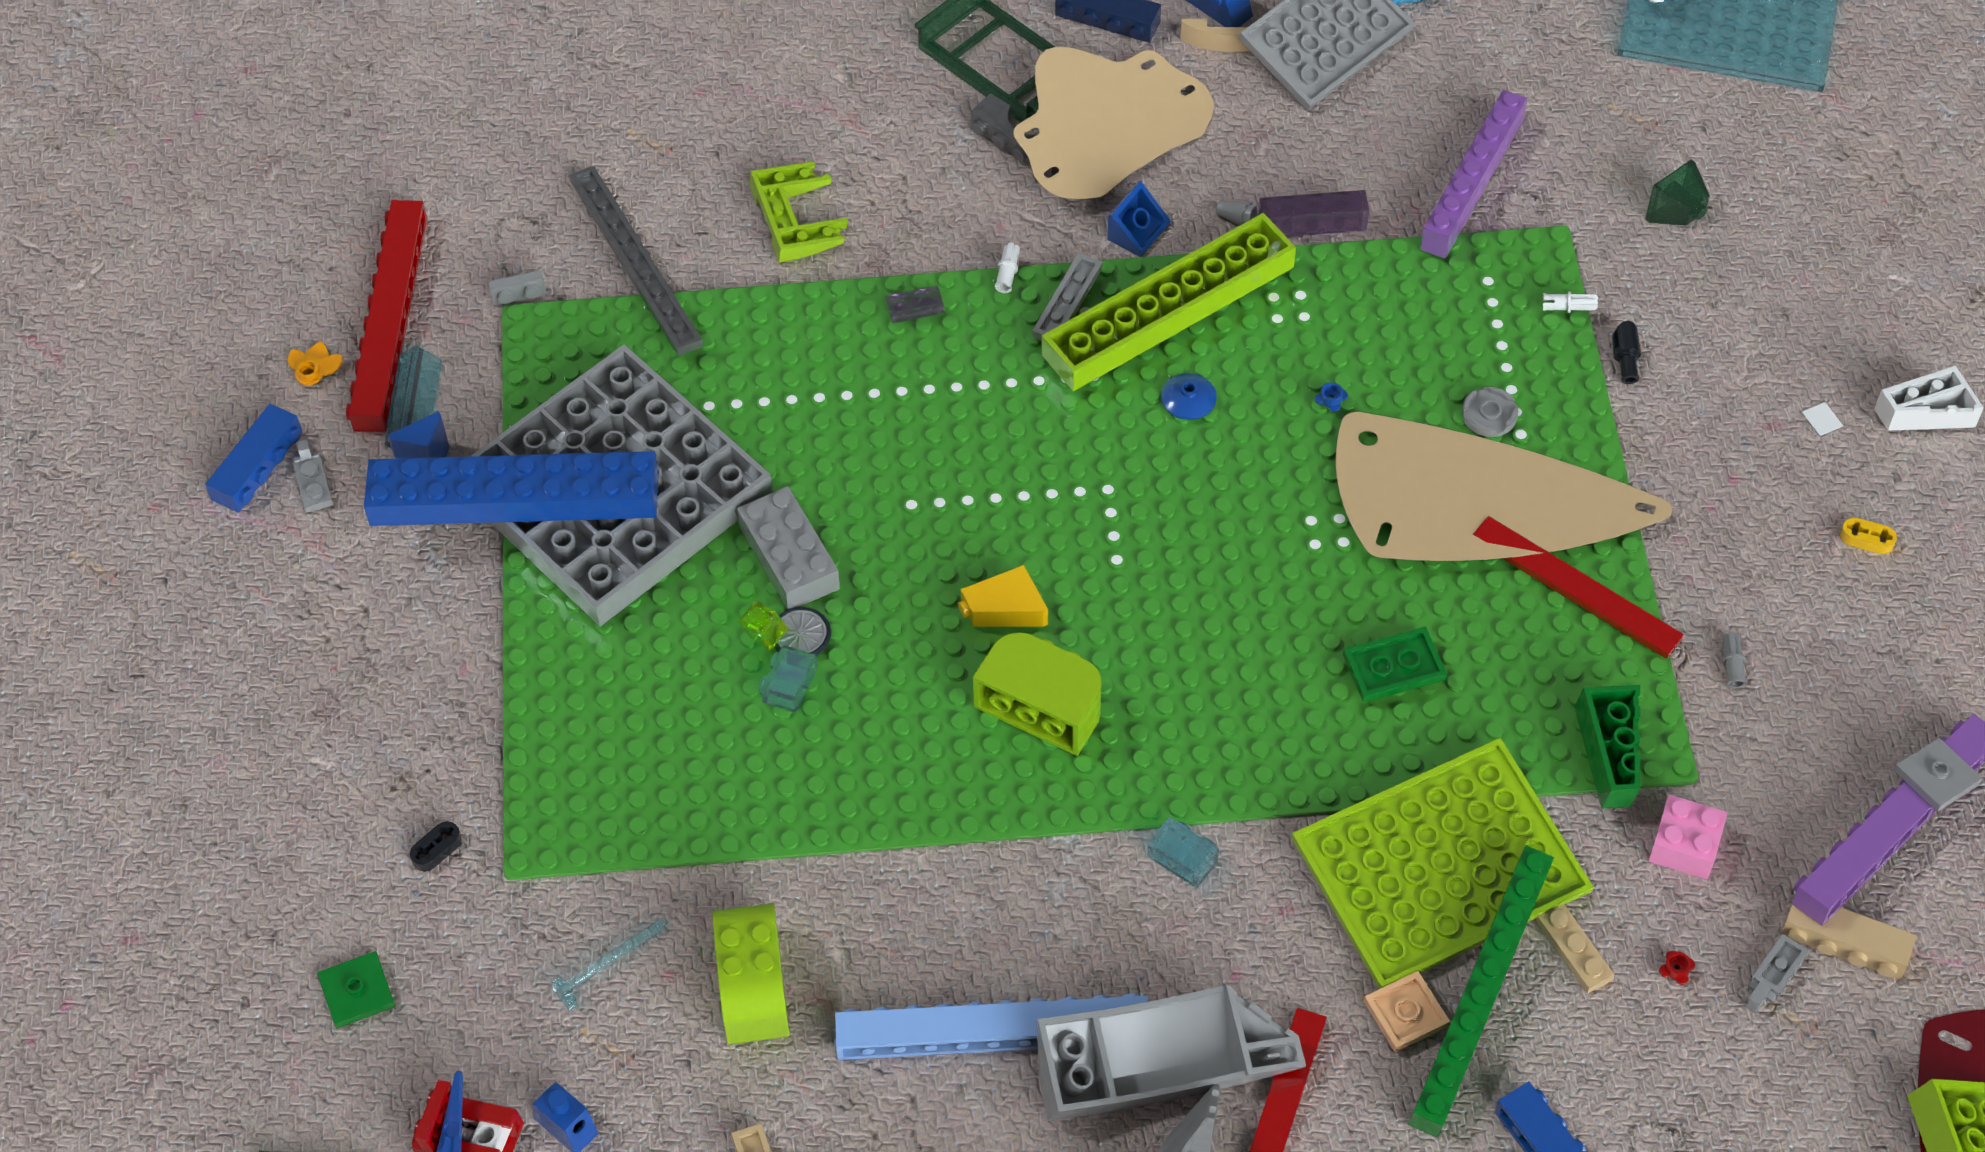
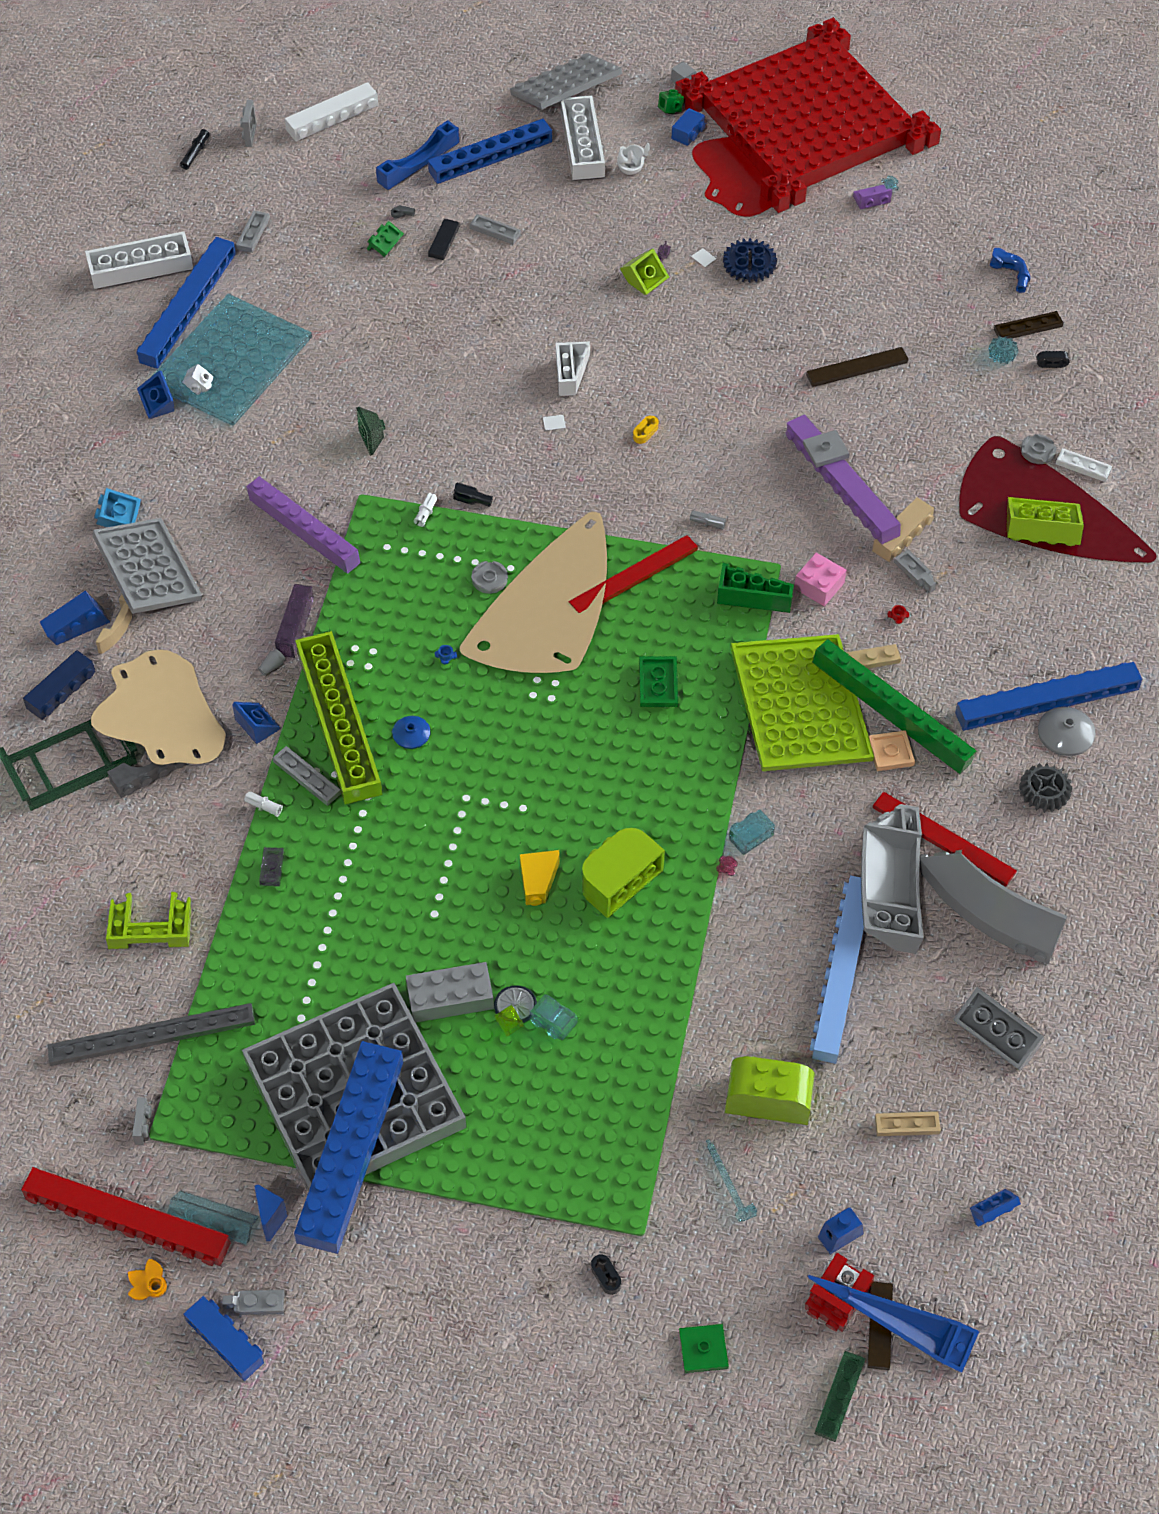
camera: 75 degrees left, 0 degrees up
(1120, 829) = (728, 861): none -> clear pink plate

